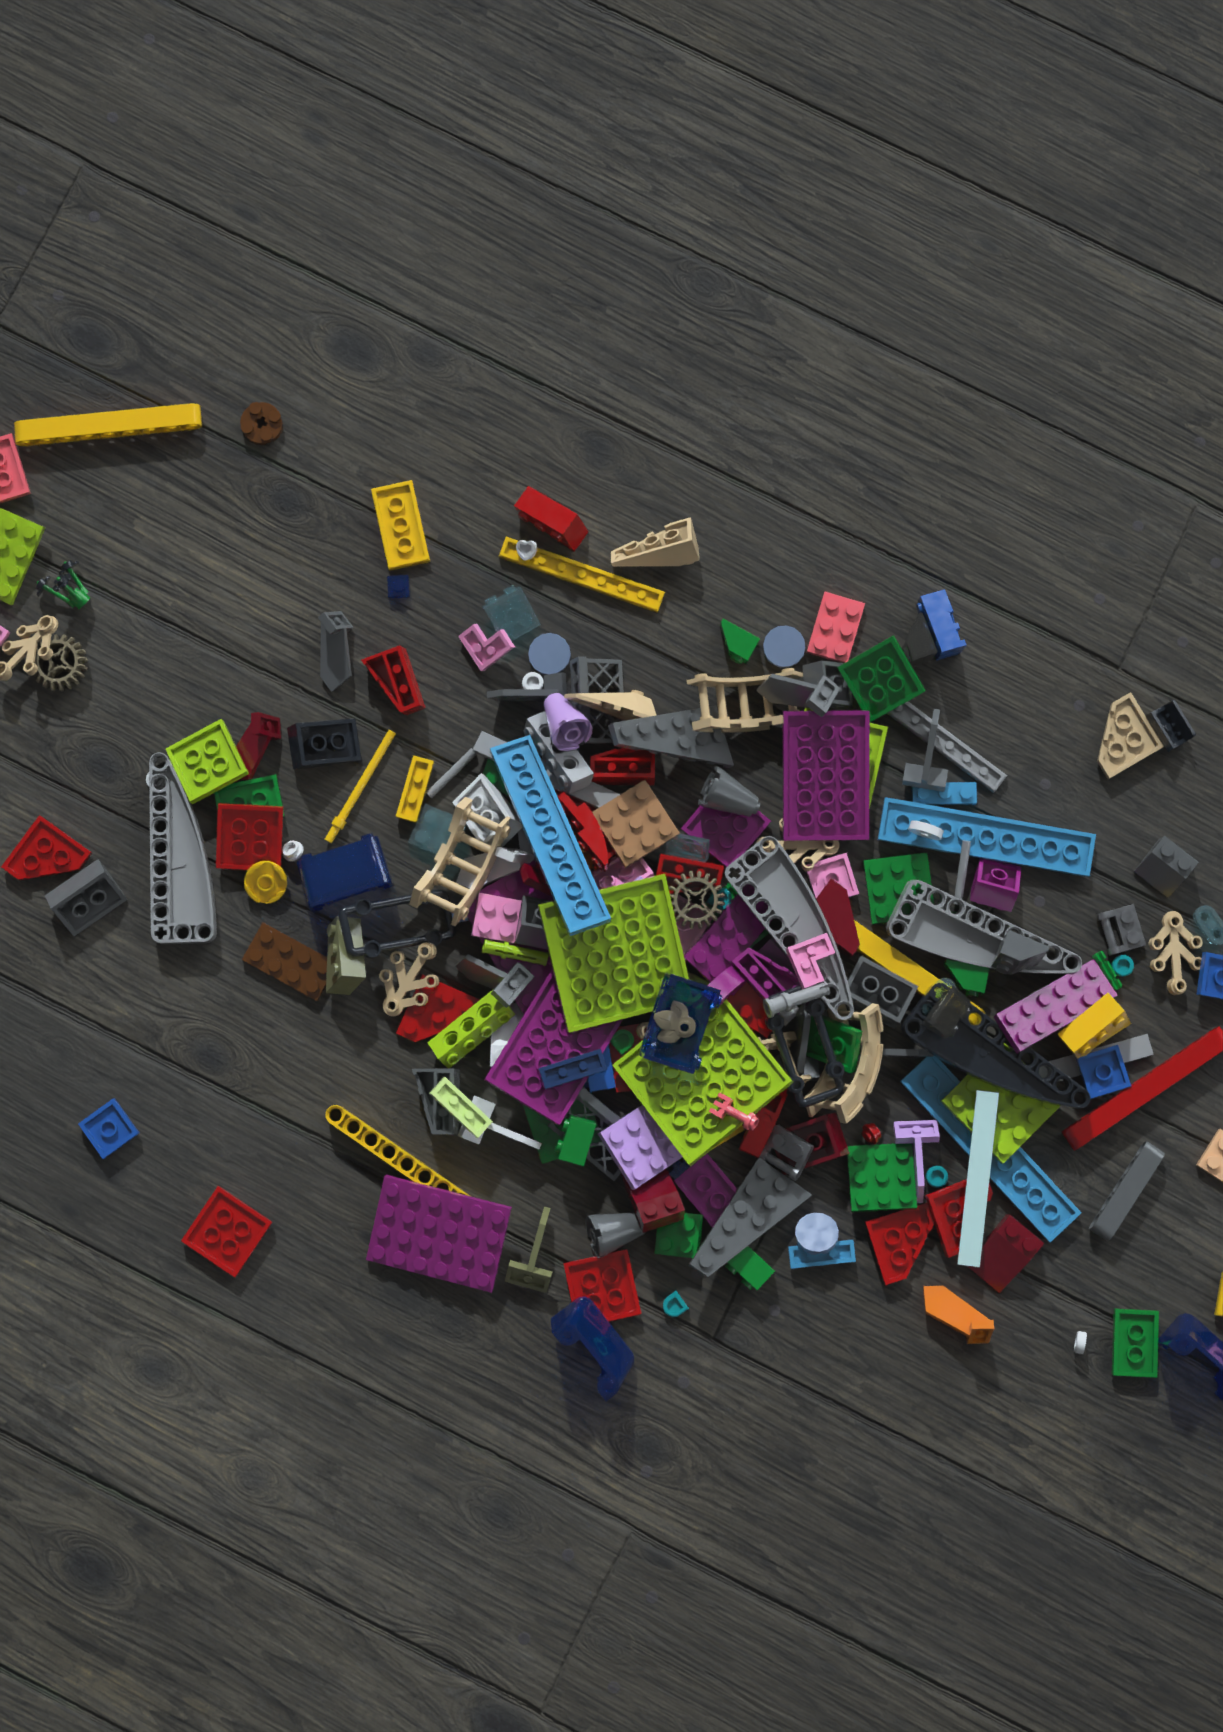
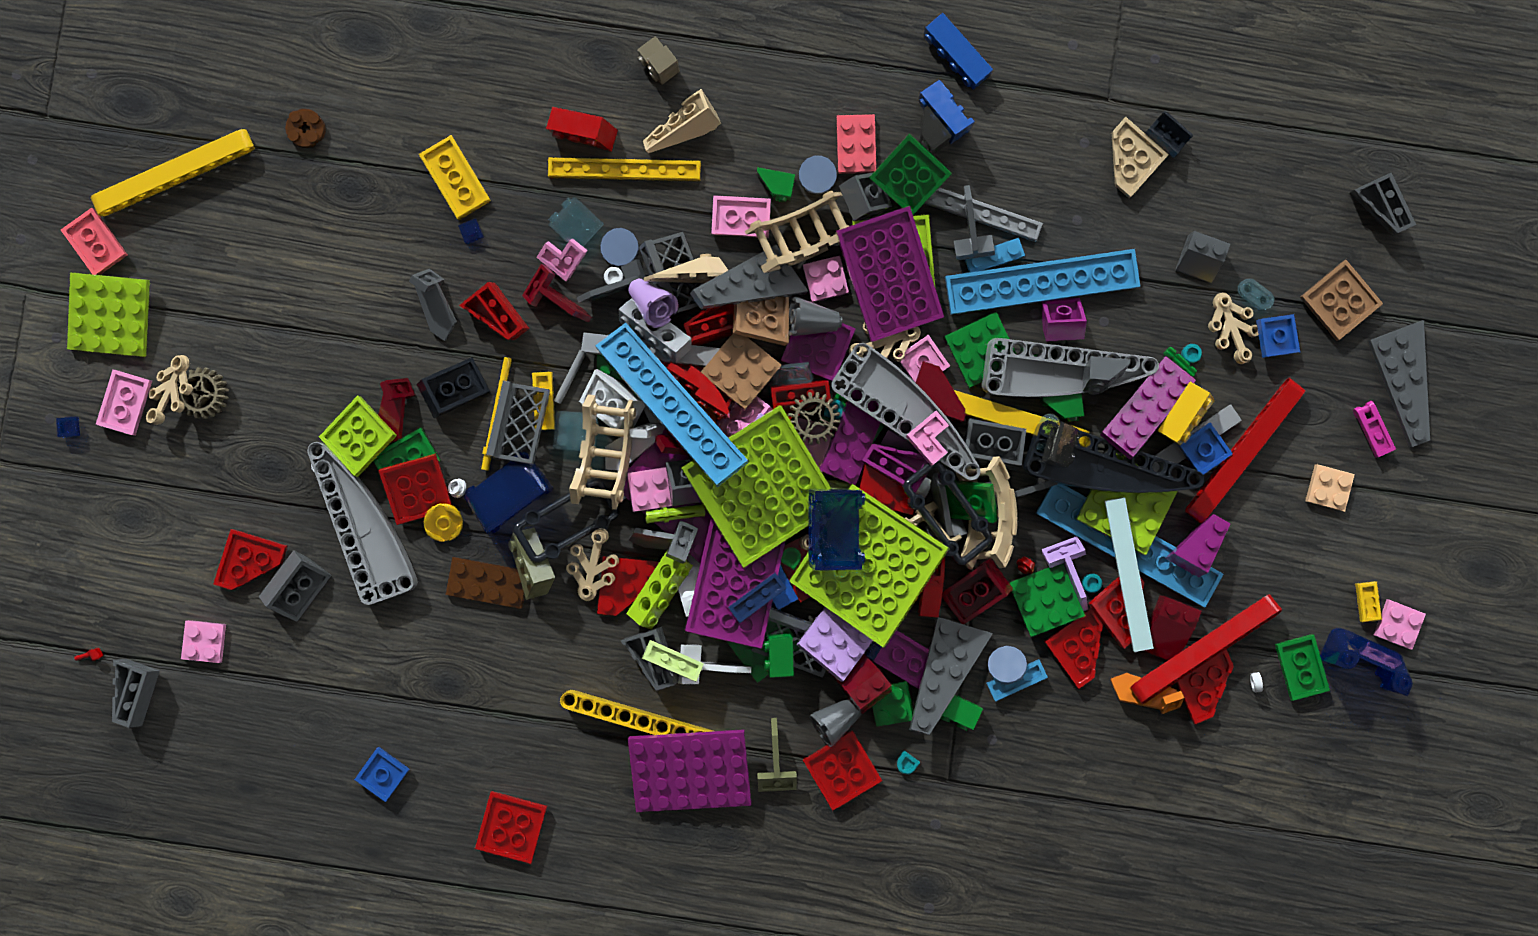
camera: 15 degrees left, 5 degrees up
(77, 597) = (198, 331): plant -> none
(364, 796) = (503, 417): none -> dark grey fence
(451, 668) = (540, 286): none -> dark red piece
(526, 550) = (569, 163): white piece -> none
(586, 1322) = (842, 808): clear blue windscreen -> none
(656, 474) = (659, 60): none -> dark tan brick
(671, 1023) = (828, 530): dark tan plate -> none
(676, 779) = (763, 320): none -> medium nougat plate
(682, 660) = (735, 214): none -> bright pink plate
(728, 982) = (865, 479): magenta slope -> none
(750, 1121) = (923, 594): coral hinge -> none
(756, 758) = (825, 279): none -> bright pink plate
(787, 1001) = (921, 482): light grey pin -> none
(790, 1146) = (960, 599): flat silver plate -> none
(799, 693) = (845, 210): dark grey piece -> none
(926, 830) = (990, 293): white piece -> none
(962, 870) = (1031, 316): light grey bar -> none
(974, 566) = (957, 51): none -> blue brick
(1022, 1324) = (1205, 687): none -> red plate
(1035, 1286) = (1205, 649): none -> red beam
(1065, 1174) = (1201, 546): none -> magenta wedge
(1126, 1191) = (1255, 542): dark grey beam -> none
(1127, 926) = (1185, 319): flat silver plate -> none

